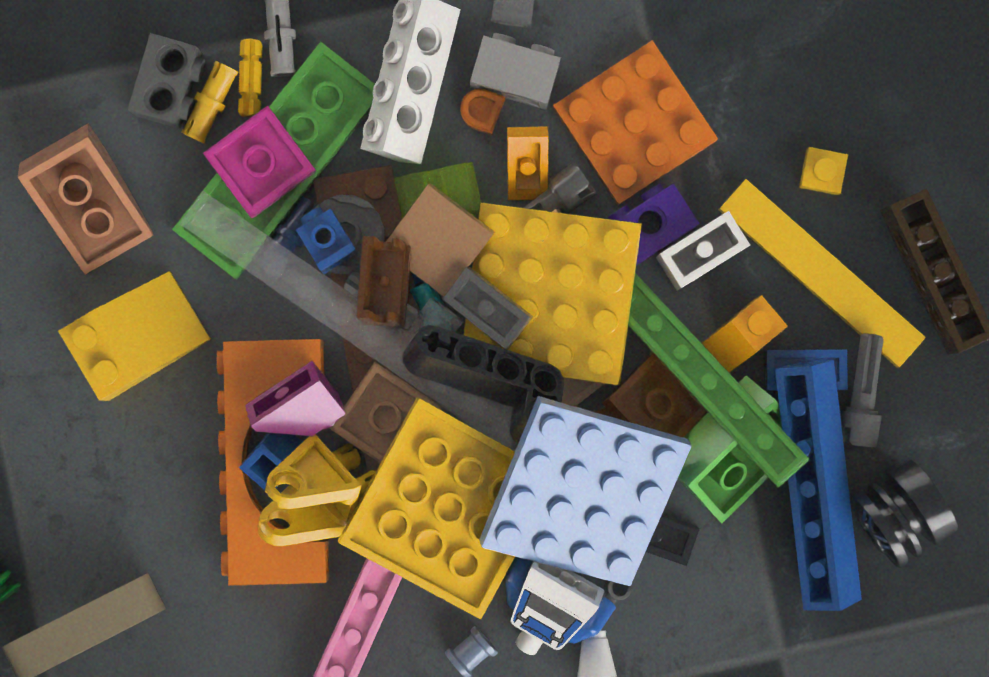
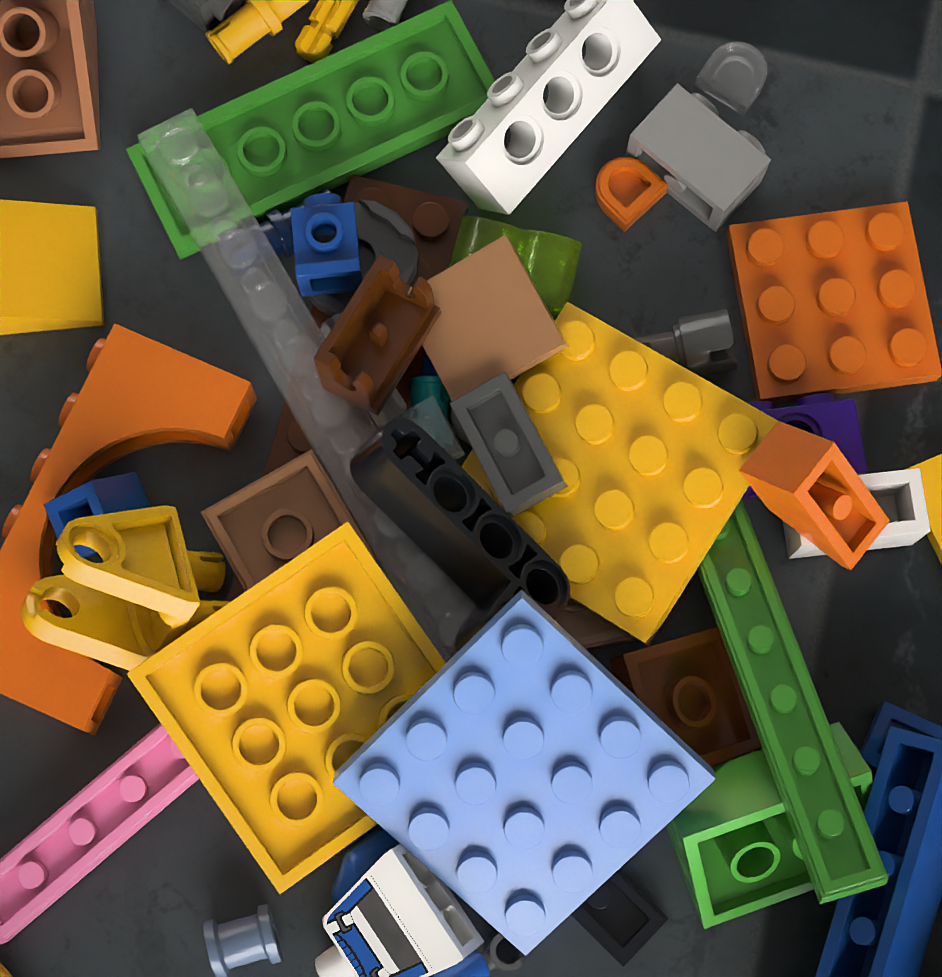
camera: 25 degrees right, 10 degrees down
(259, 162) = (289, 113): dark pink tile -> none
(297, 404) = (172, 454): magenta slope -> none
(527, 162) = (658, 278): light orange slope -> none
(675, 258) = (815, 492): none -> orange slope
(745, 333) = (868, 660): light orange slope -> none

